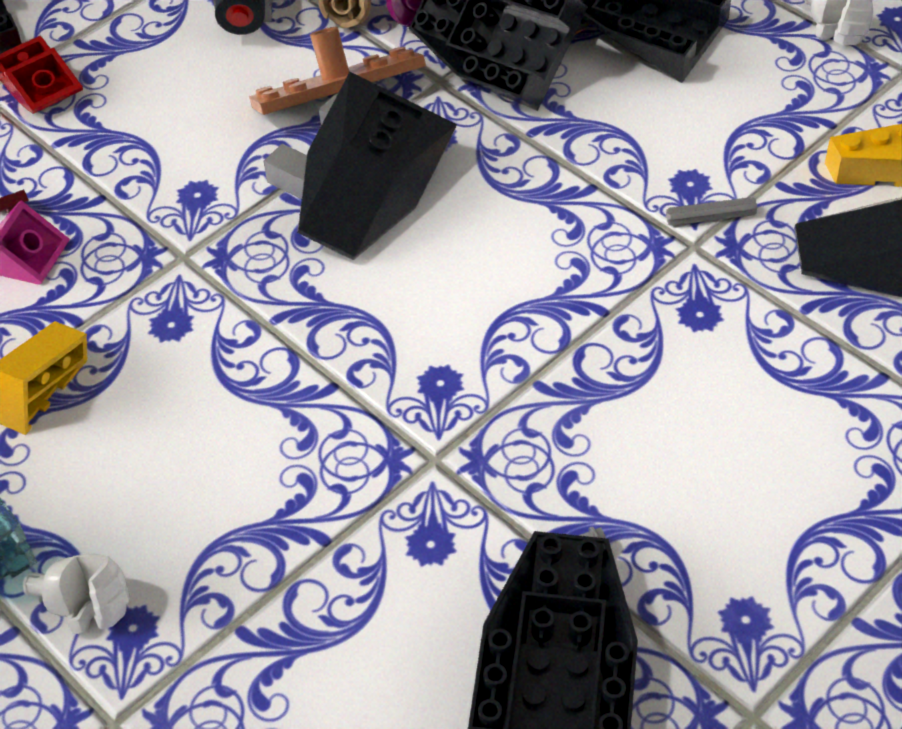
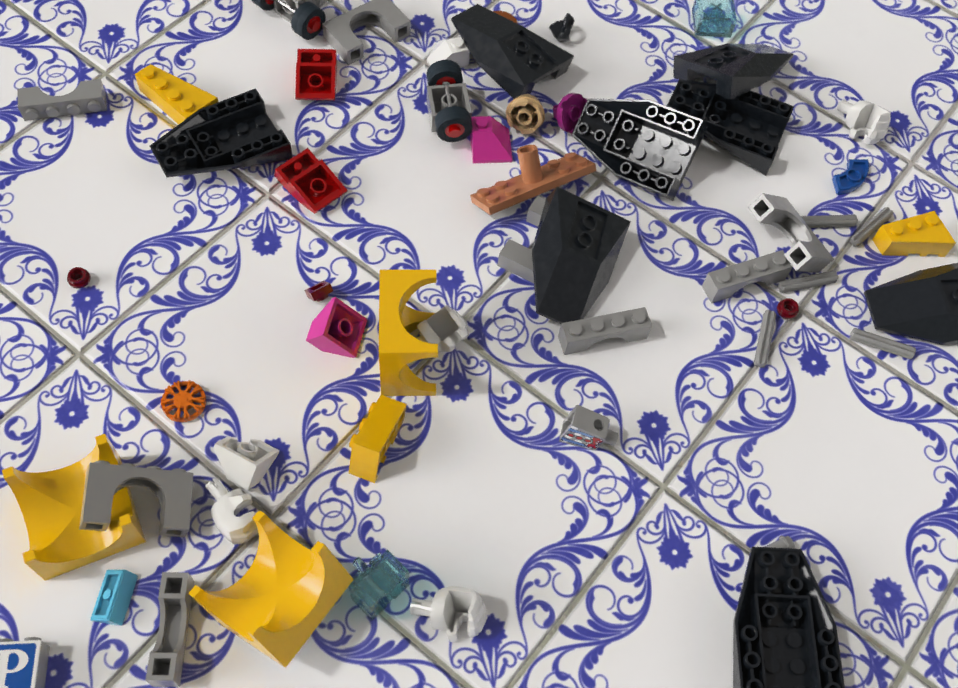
camera: 15 degrees left, 10 degrees up
(85, 240) = (396, 323): none -> yellow piece
(158, 254) = (444, 329): none -> white piece
(289, 31) = (490, 141): none -> dark pink slope
(332, 375) = (587, 429): none -> light grey torso
(359, 259) = (581, 334): none -> light grey arch
(583, 204) = (728, 280): none -> light grey arch
(629, 280) = (765, 338): none -> light grey axle
(672, 243) = (789, 304): none -> dark red plate
(706, 161) = (808, 251): none -> light grey arch
(758, 137) = (830, 221): none -> light grey axle
(808, 292) = (882, 343): none -> light grey axle
(810, 86) = (852, 178): none -> blue tile
(818, 148) = (871, 226): none -> light grey axle

